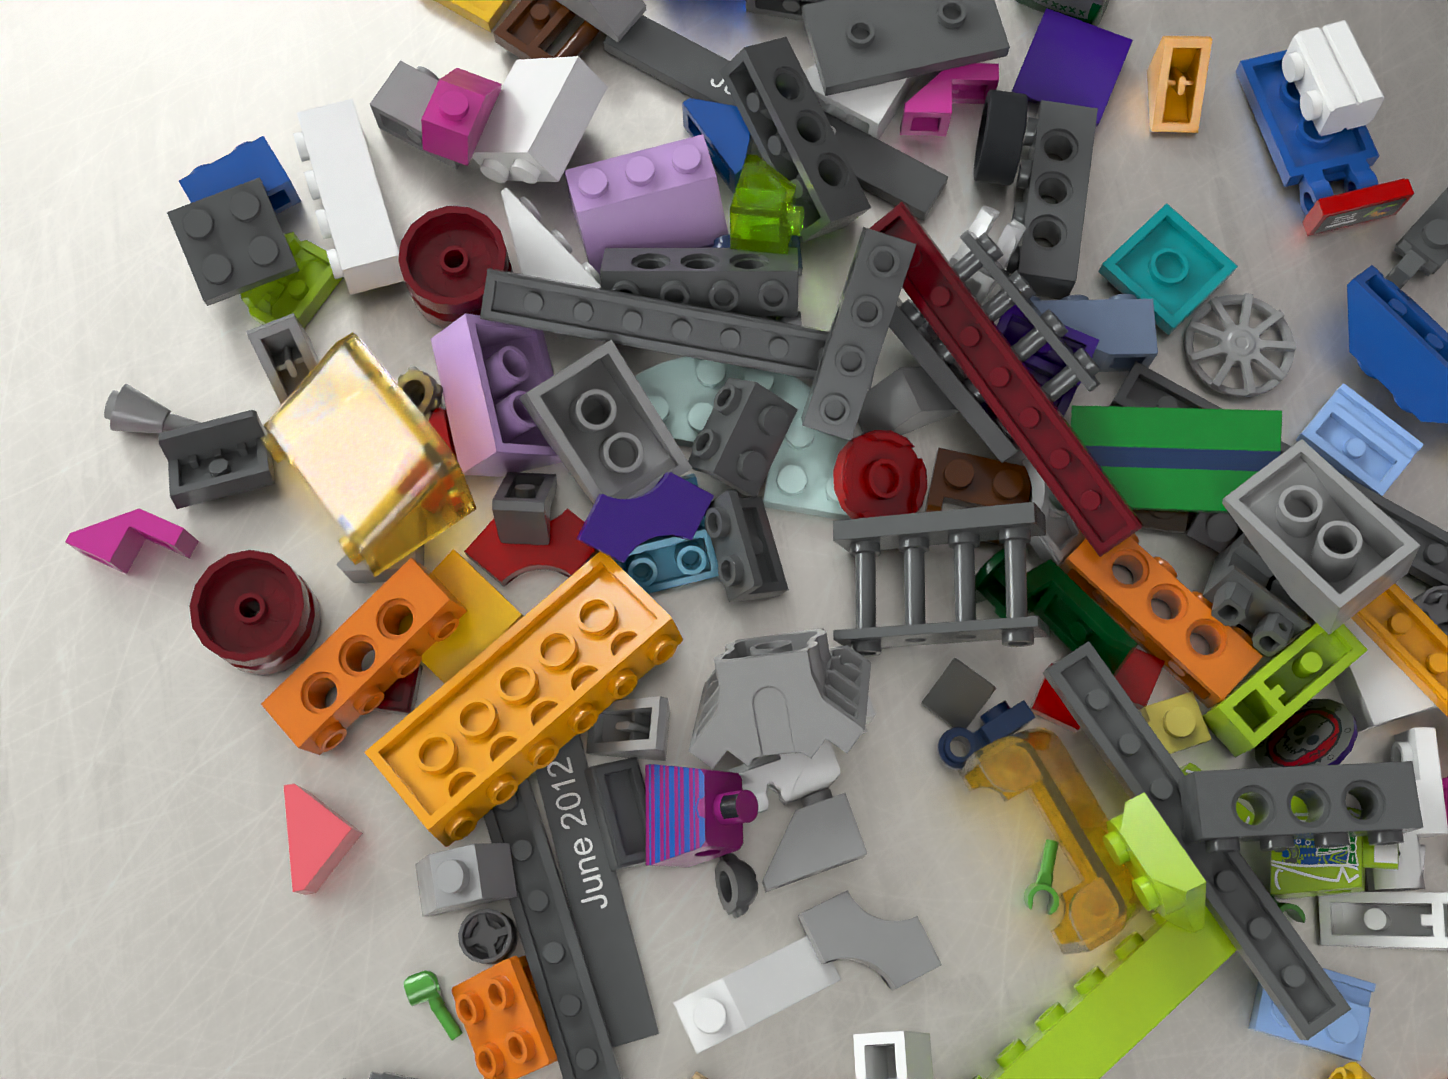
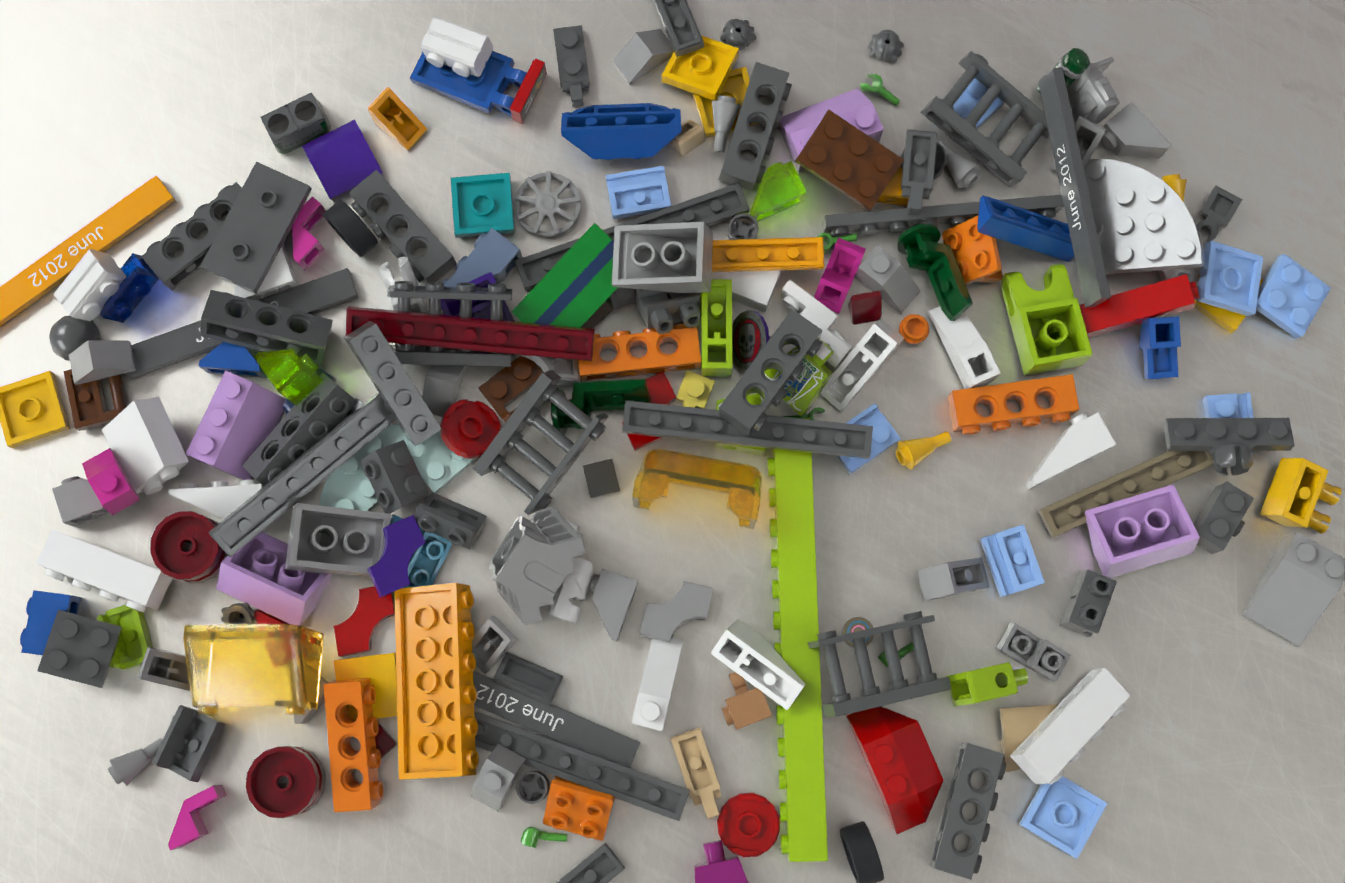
camera: 50 degrees left, 5 degrees up
(315, 838) = (421, 834): coral slope -> none
(523, 508) = (341, 609): dark grey slope -> none
(694, 814) = (555, 646): magenta torso -> none
(735, 884) = (602, 652): dark grey animal -> none
(998, 722) = (628, 470): dark blue plate -> none
(1045, 878) = (715, 510): bright green hand -> none
(1158, 863) = (744, 456): lime slope -> none

